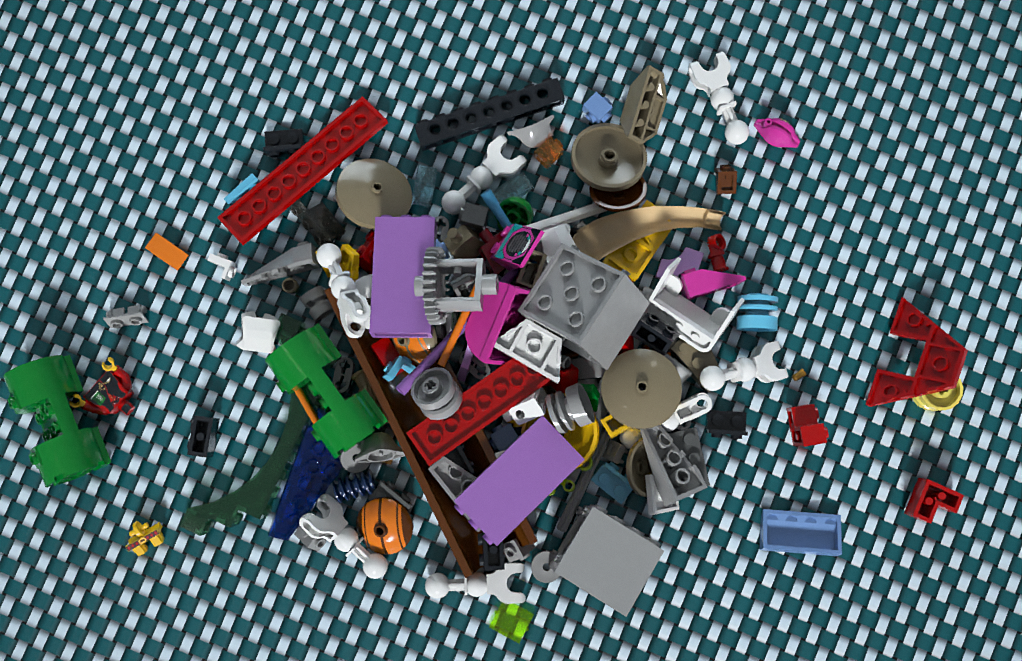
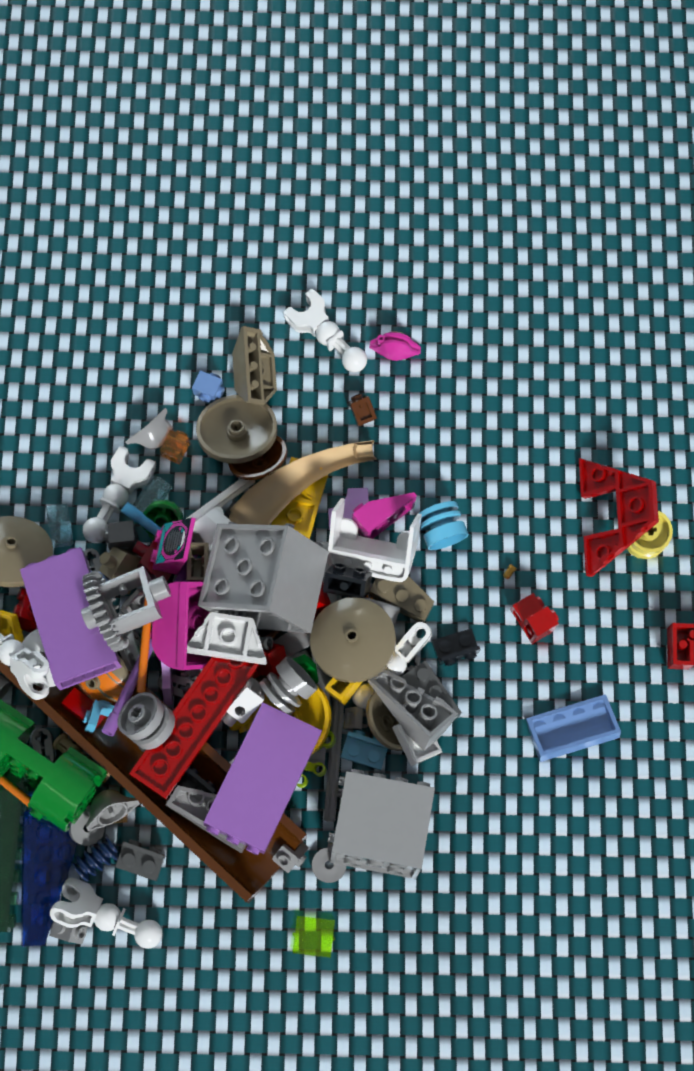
camera: 25 degrees left, 10 degrees down
(392, 518) = (153, 878): orange dish -> none
(446, 135) = (98, 441): black brick -> none
(476, 585) = (264, 909): white piece -> none
(492, 555) = (265, 868): black brick -> none
(503, 437) = (230, 745): medium blue brick -> none
(717, 252) = (380, 481): red connector -> none
(744, 369) = (451, 584): white piece -> none

